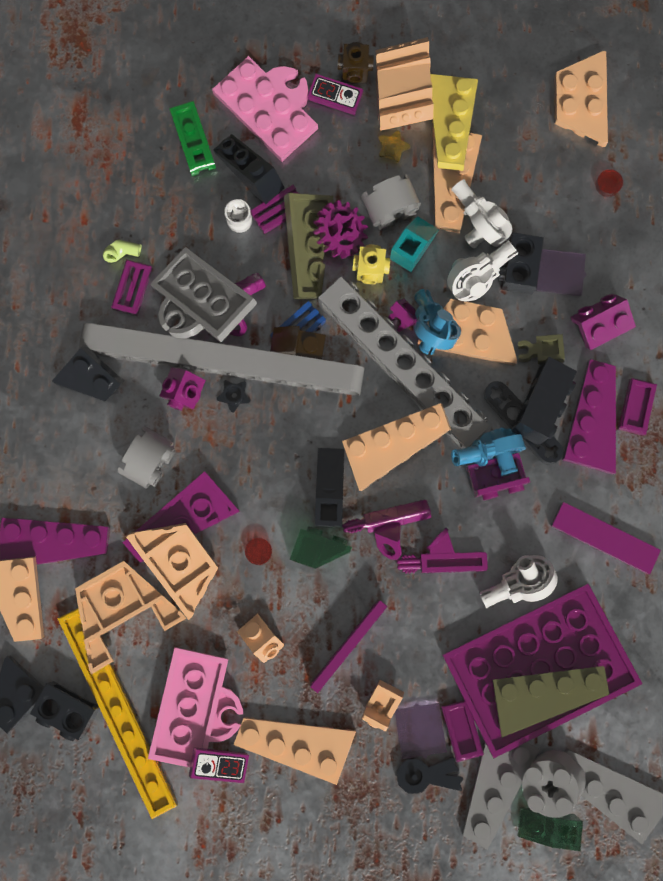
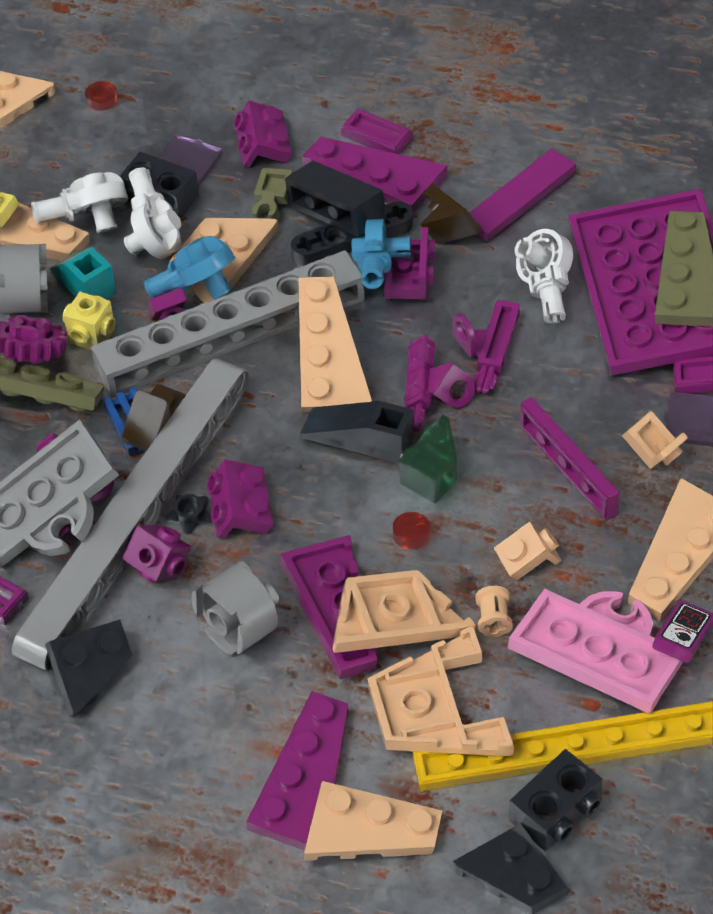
camera: 70 degrees left, 30 degrees down
(202, 629) = (494, 611): none -> light nougat bush
(248, 426) = (239, 498): none -> magenta bracket
(555, 494) = (447, 217): none -> dark brown slope

